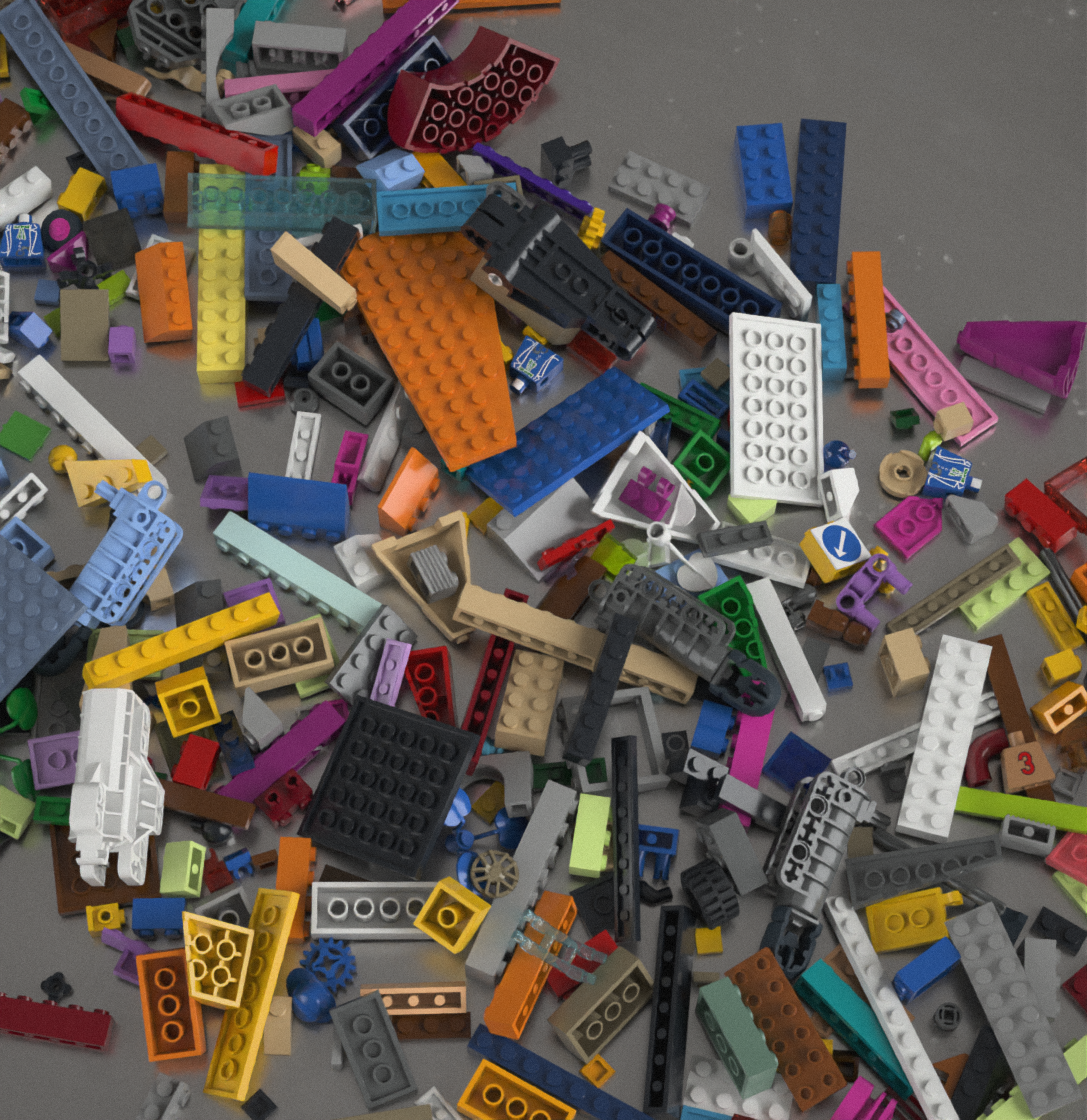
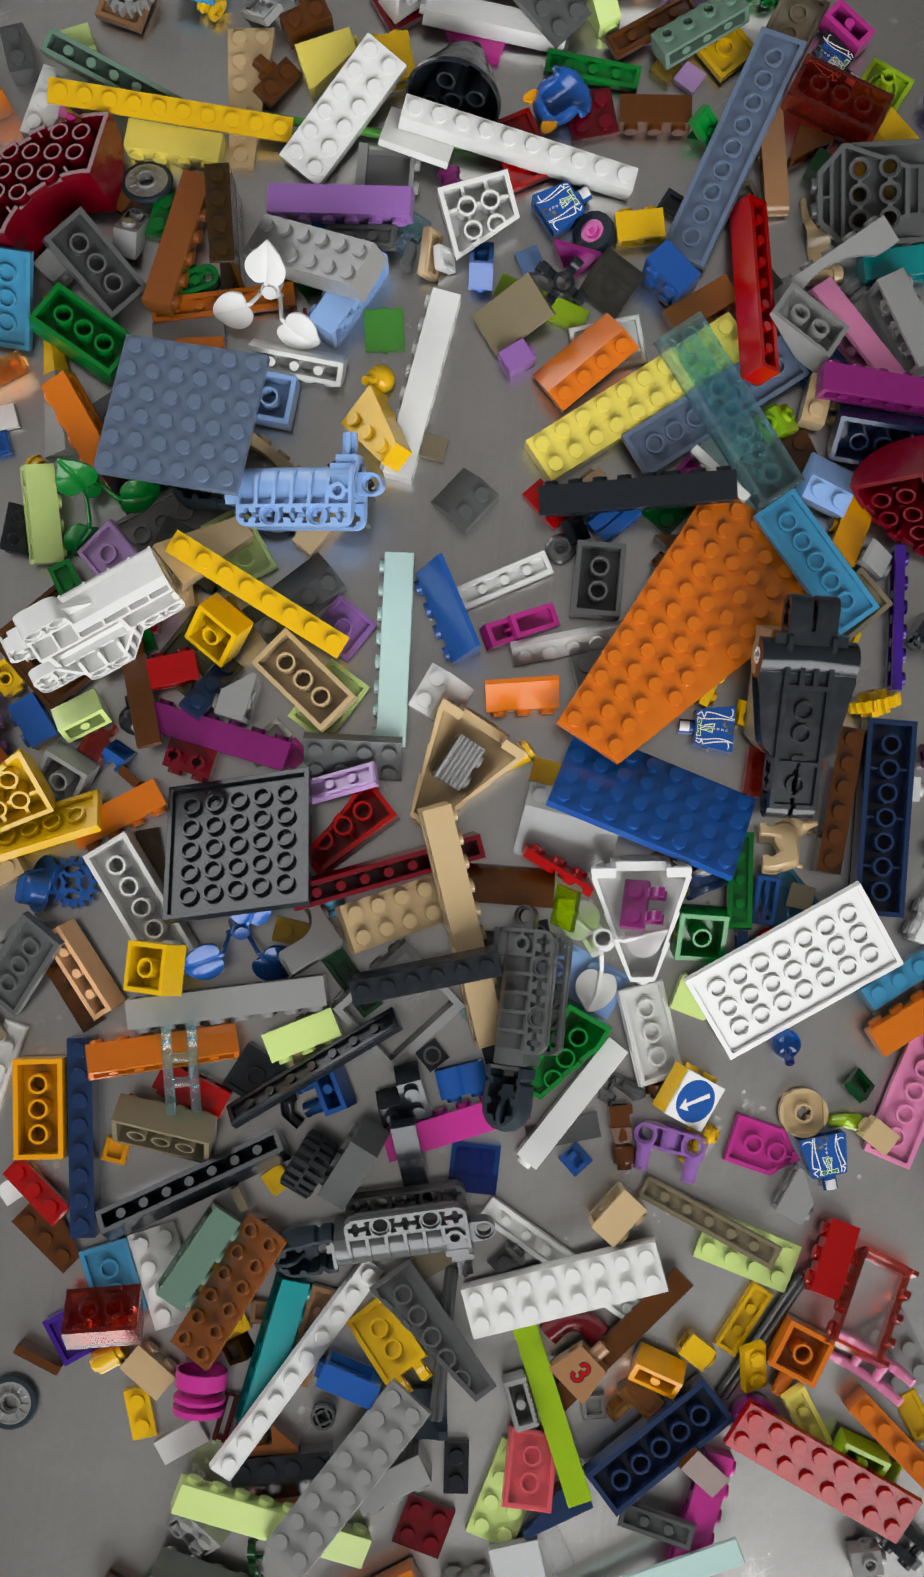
camera: 60 degrees right, 20 degrees up
(225, 493) = (430, 537): medium lavender plate -> none
(313, 273) = (665, 488): tan slope -> none
(494, 874) = (211, 980): dark tan wheel -> none
(507, 193) = (854, 612): flat silver plate -> none
(566, 567) = (533, 872): piece -> none
(665, 361) = (785, 839): none -> tan animal
(734, 539) = (646, 1003): dark grey tile -> none
(838, 492) = (747, 1068): white slope -> none

